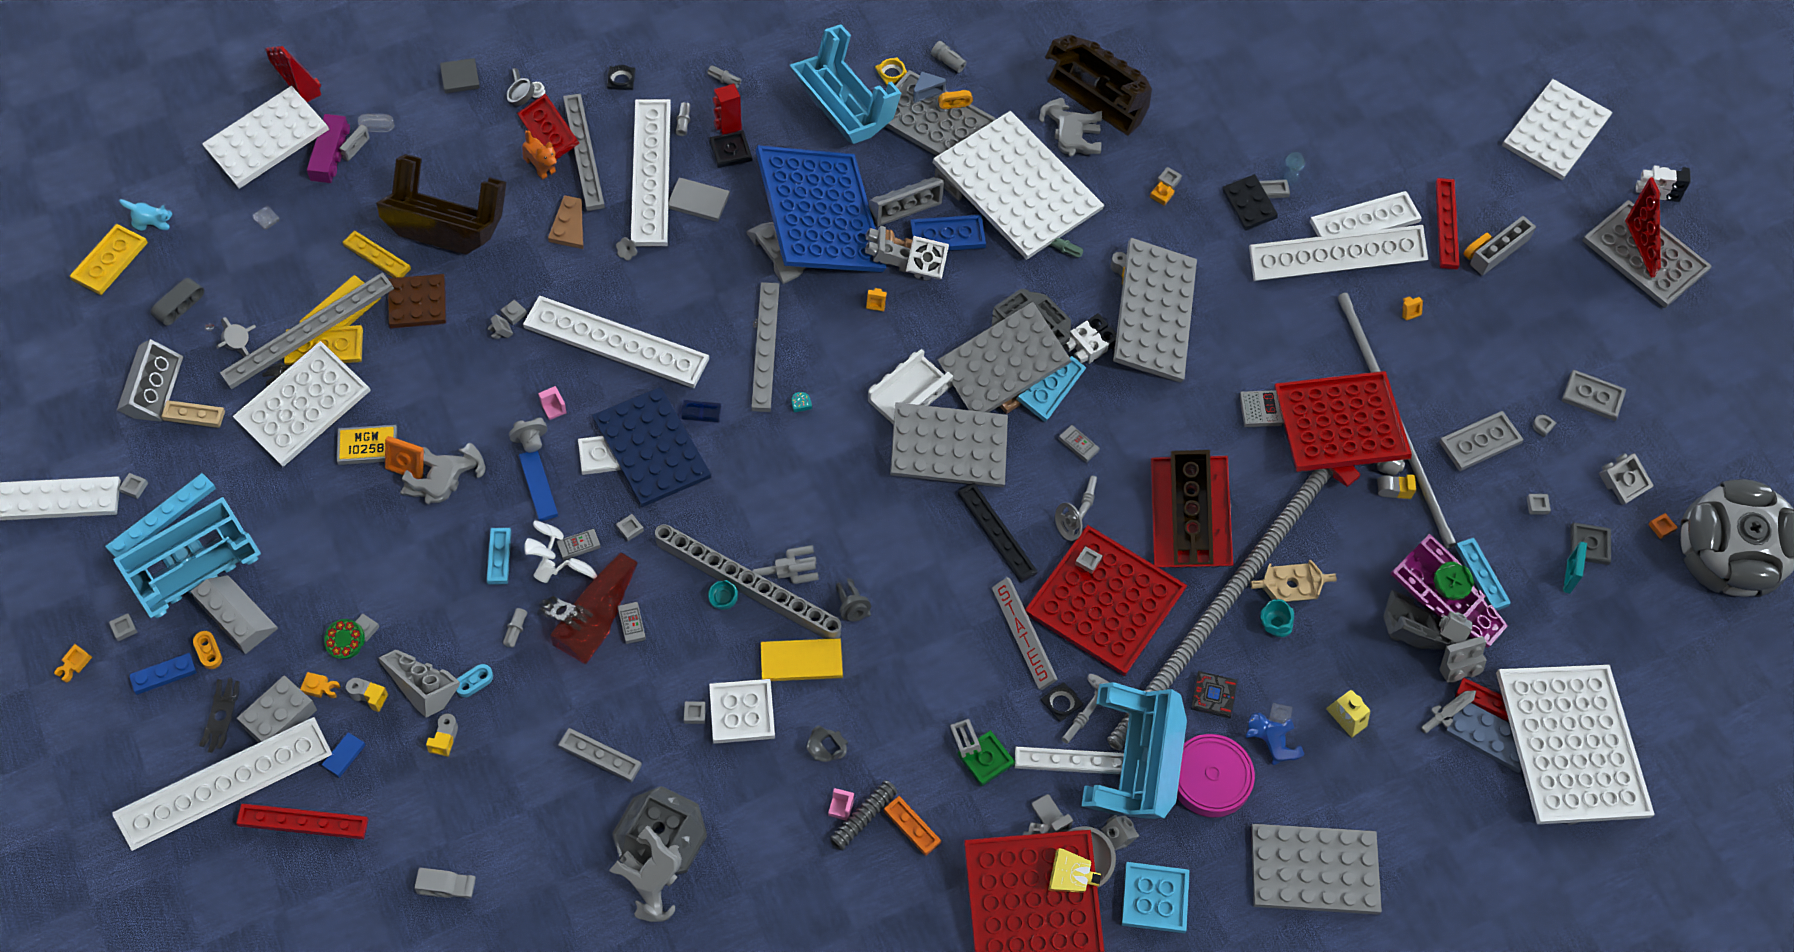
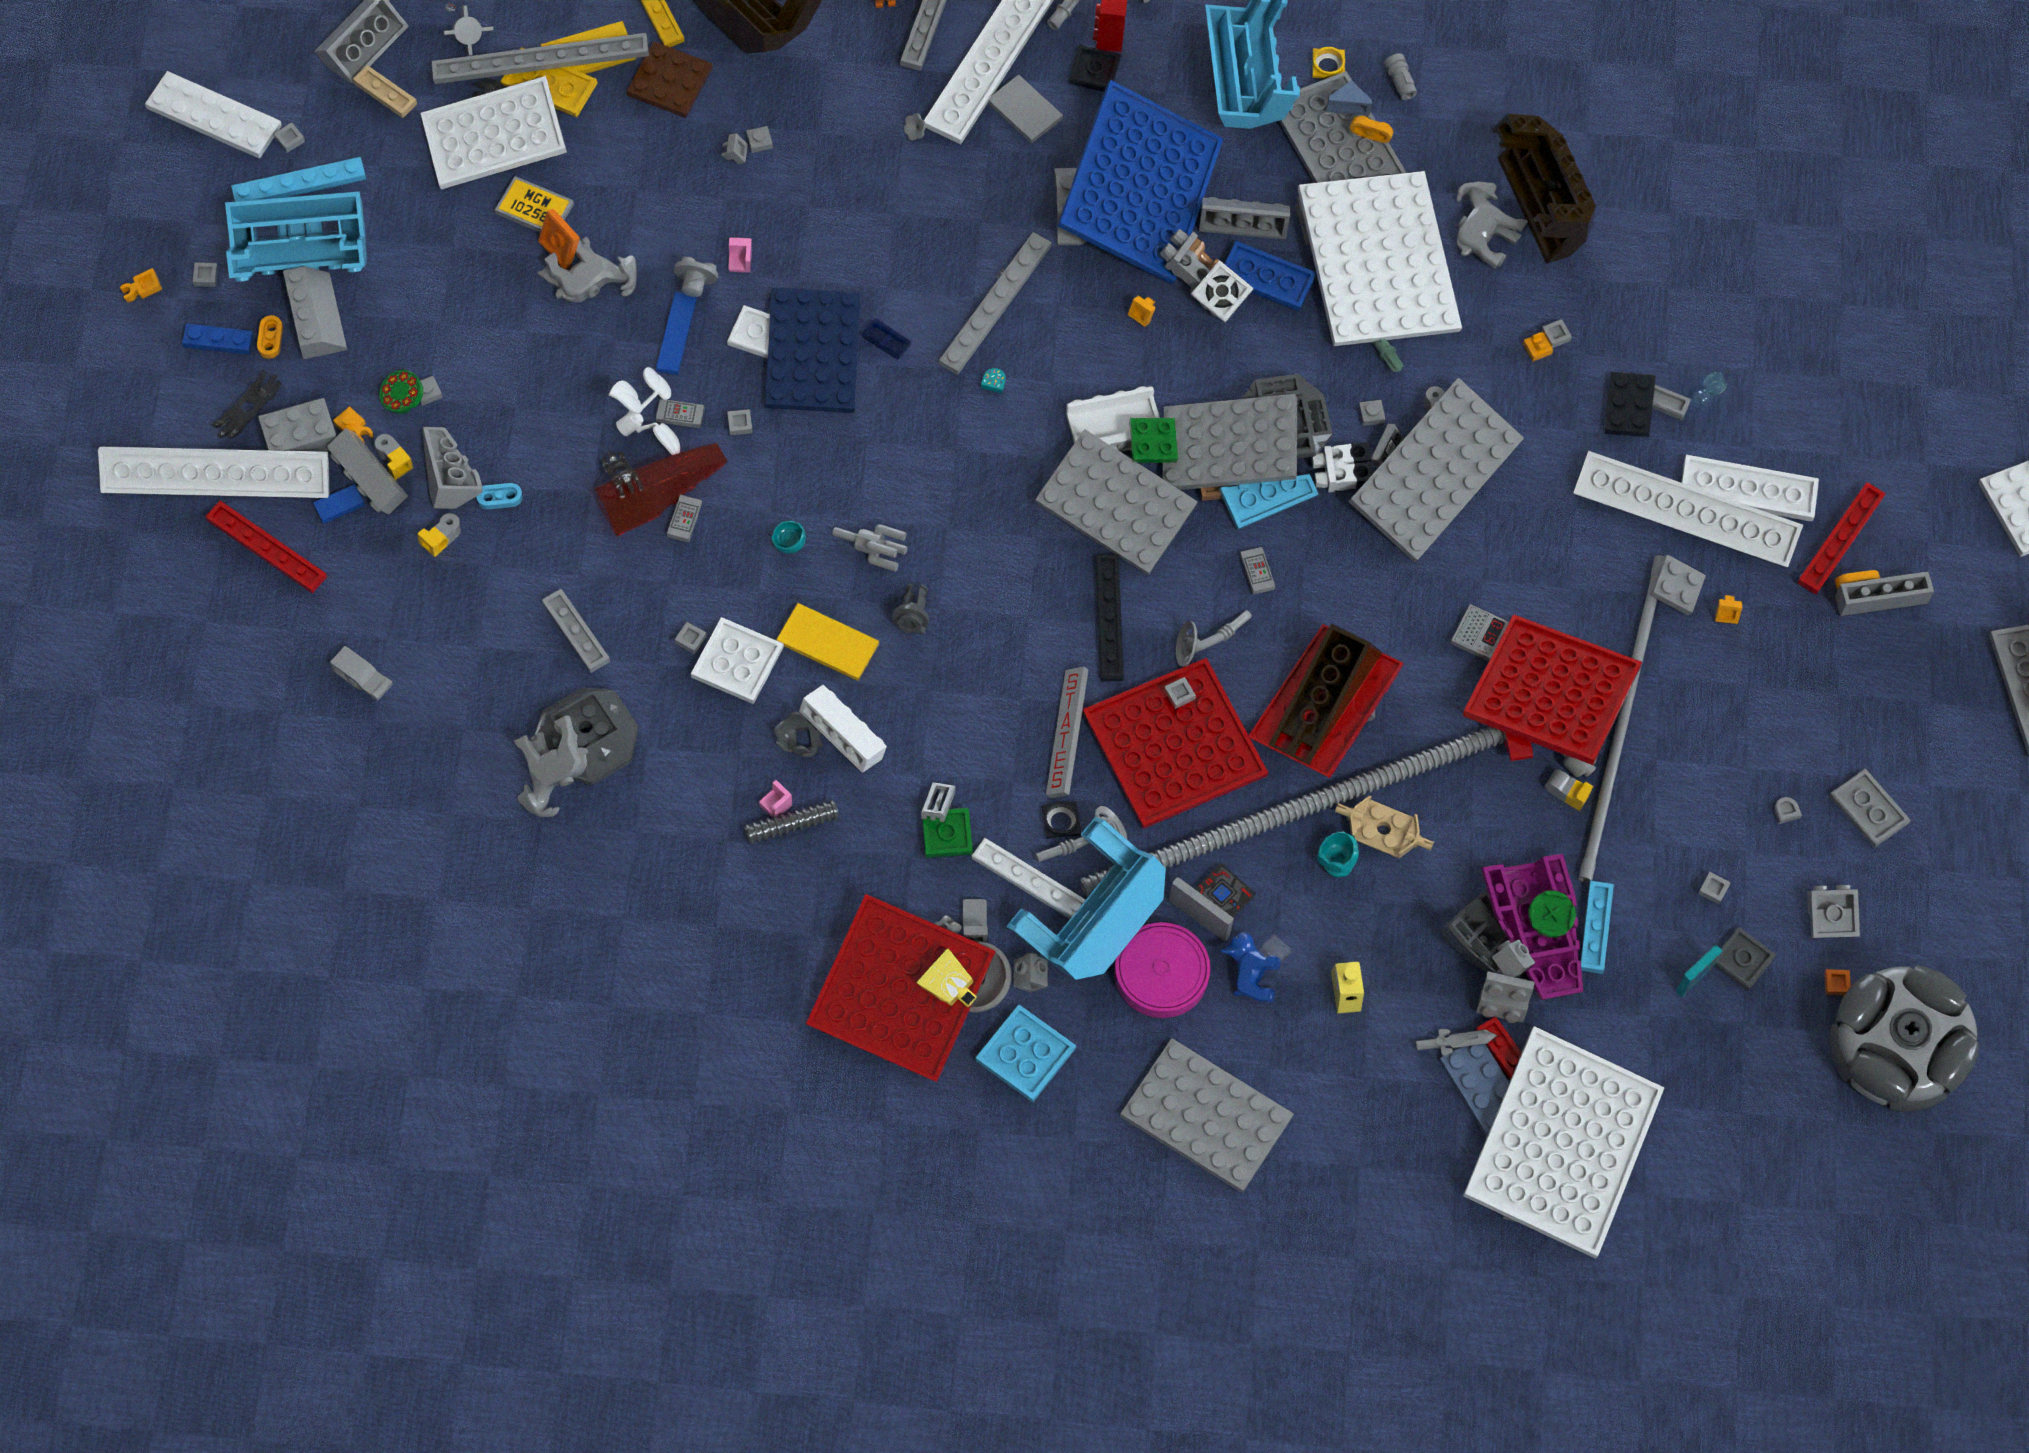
camera: 30 degrees right, 5 degrees up
(354, 716) = (367, 471): none -> light grey brick
(499, 556) = (595, 385): medium azure plate -> none
(515, 627) = (568, 465): light grey axle -> none
(568, 224) = (872, 70): medium nougat wing -> none
(616, 341) = (844, 222): white plate -> none
(753, 589) = (824, 546): light grey beam -> none
(857, 720) = (843, 728): none -> white brick
(912, 825) = (832, 857): orange plate -> none
(949, 386) = (1153, 440): none -> green plate
(1082, 293) = (1371, 412): none -> light grey plate
(1110, 310) = (1389, 441): none -> light grey tile
(1213, 713) = (1201, 909): none -> light grey tile
(1367, 307) = (1677, 585): none -> light grey plate
(1481, 440) = (1700, 790): light grey plate -> none

